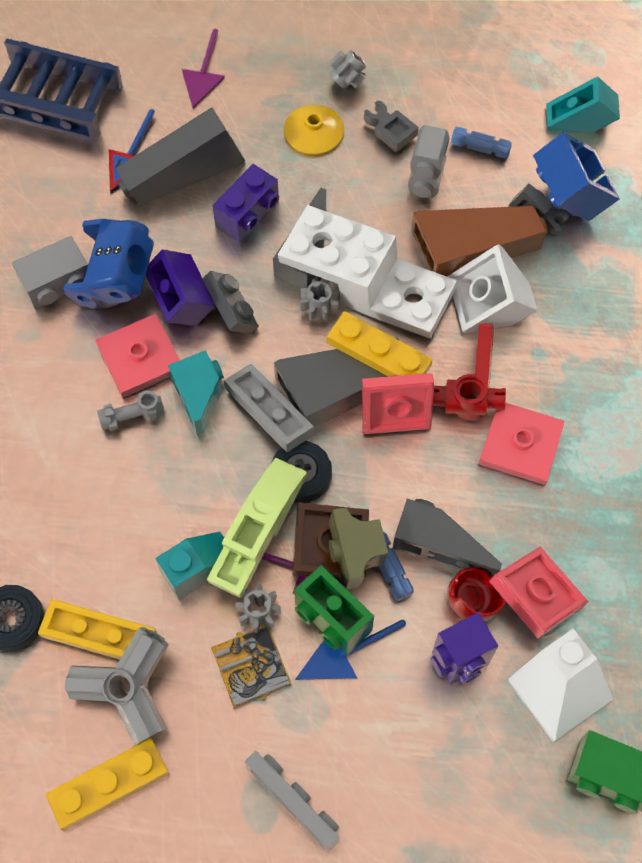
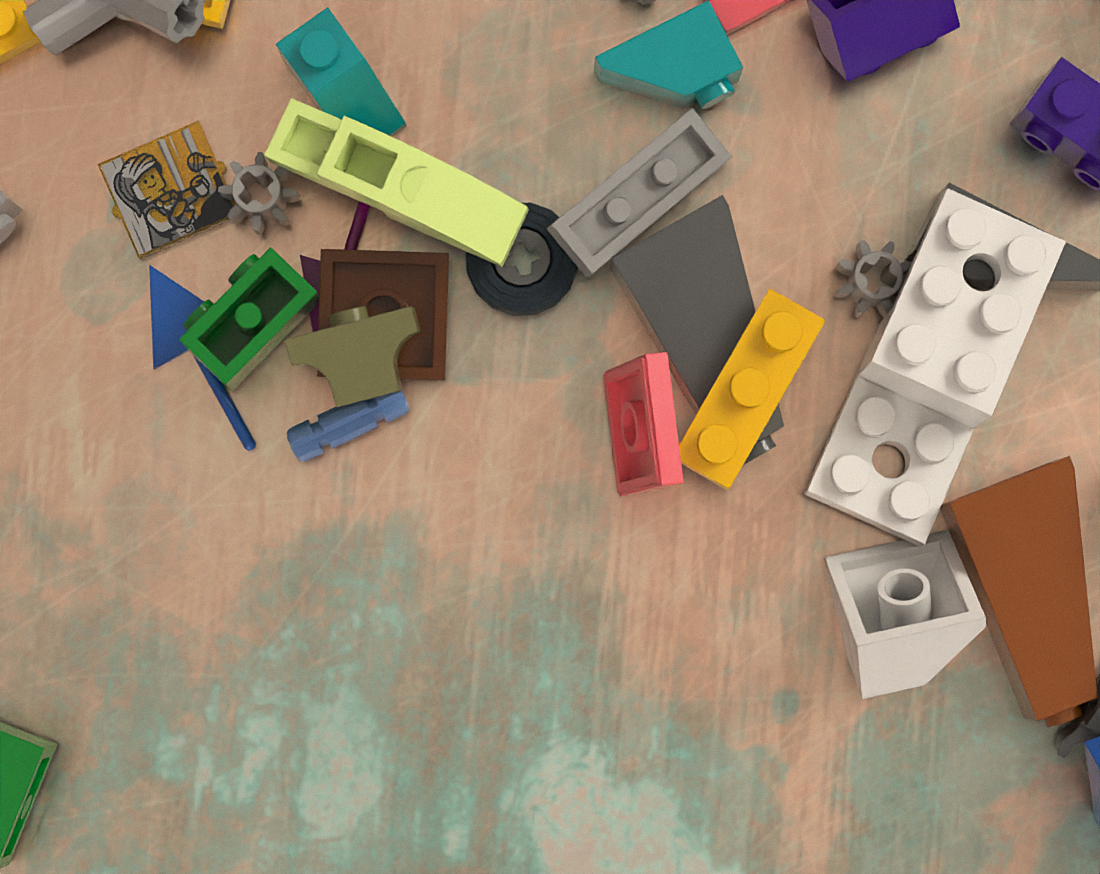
camera: 85 degrees right, 20 degrees up
(230, 302) = (861, 110): dark grey plate -> none
(438, 538) = (398, 497): dark grey slope -> none
(463, 650) = (177, 540): dark purple brick -> none
(473, 593) = (288, 568): red hair -> none
(477, 384) = (681, 532): red piece -> none
(522, 443) = (594, 662): coral plate -> none
(538, 592) = (298, 679): coral plate -> none
(562, 685) = (138, 712): white slope -> none

